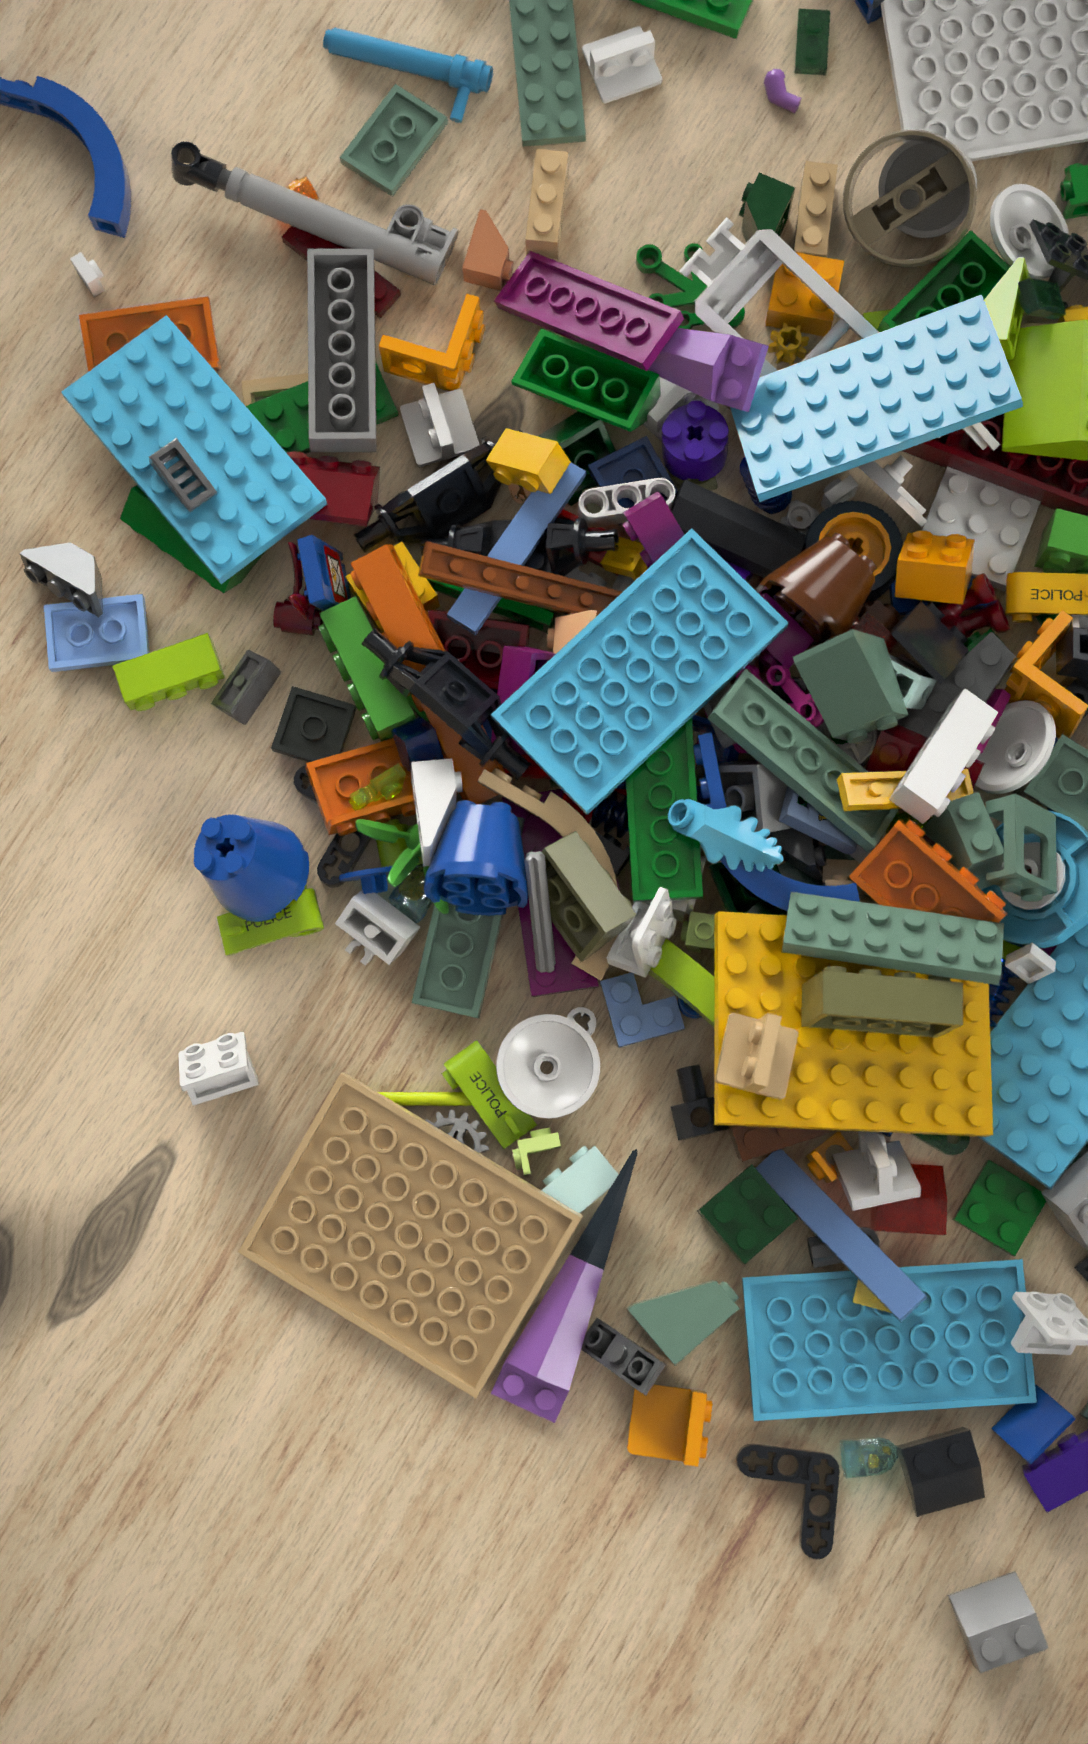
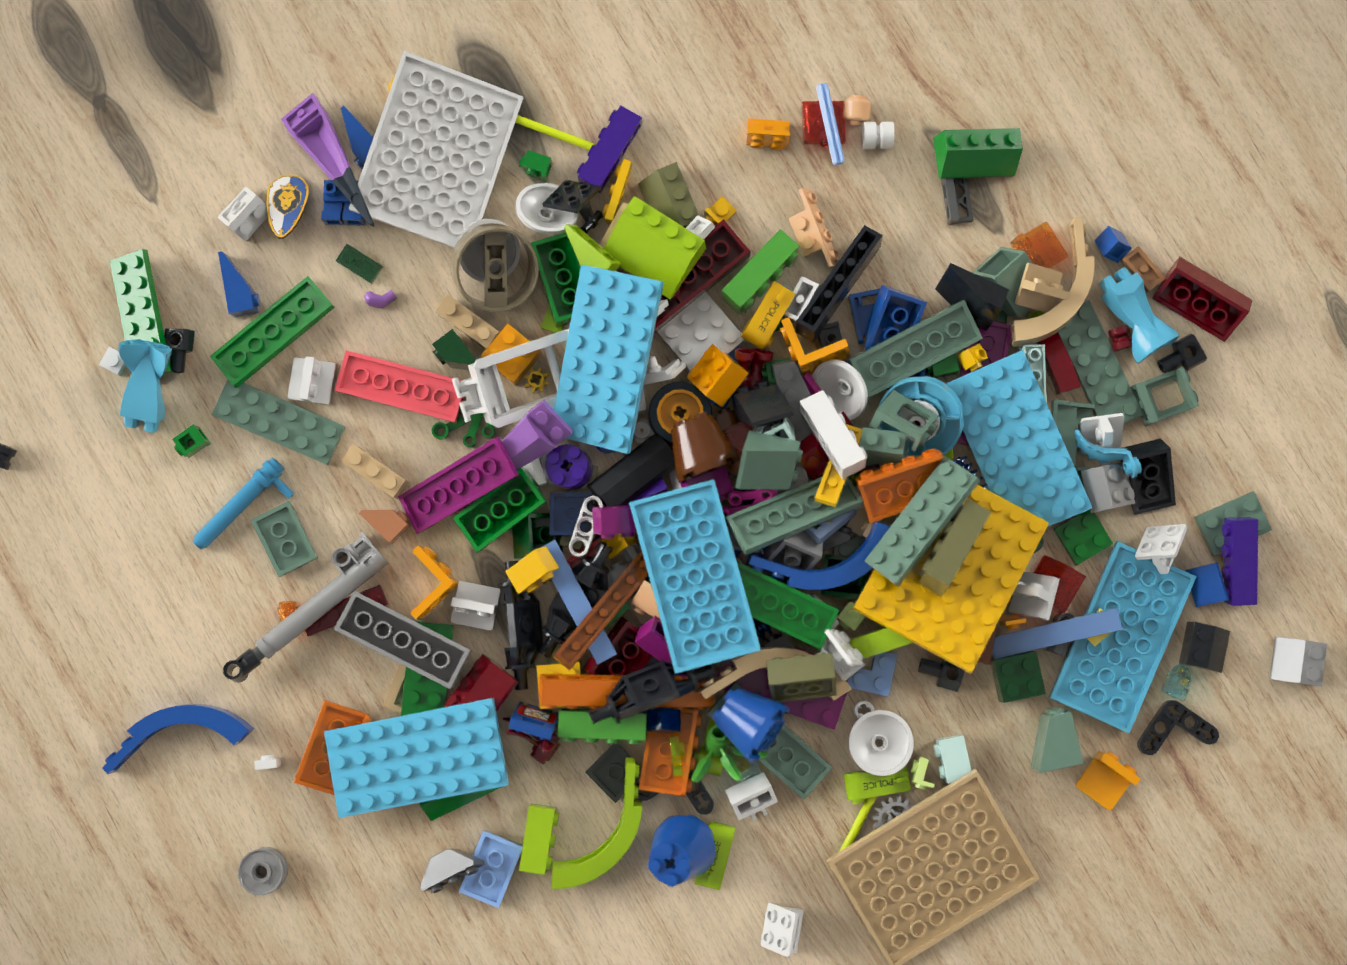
camera: 65 degrees left, 5 degrees up
(158, 753) = (596, 863): none -> lime arch
(166, 454) = (416, 777): flat silver slope -> none
(246, 687) = (569, 798): flat silver slope -> none
(372, 880) = (722, 786): blue piece -> none
(434, 800) = (702, 728): white slope -> none
(540, 911) = (797, 703): light grey axle -> none
(548, 1350) = (1034, 825): medium lavender plate -> none
(622, 1356) = (1060, 786): dark grey slope -> none
(676, 170) = (398, 386): none -> coral plate
(725, 835) = (813, 579): medium azure plant -> none
(757, 1055) = (947, 631): tan bracket -> none
(1030, 963) = (965, 448): white plate -> none
(1041, 298) = (594, 227): clear green plate -> none

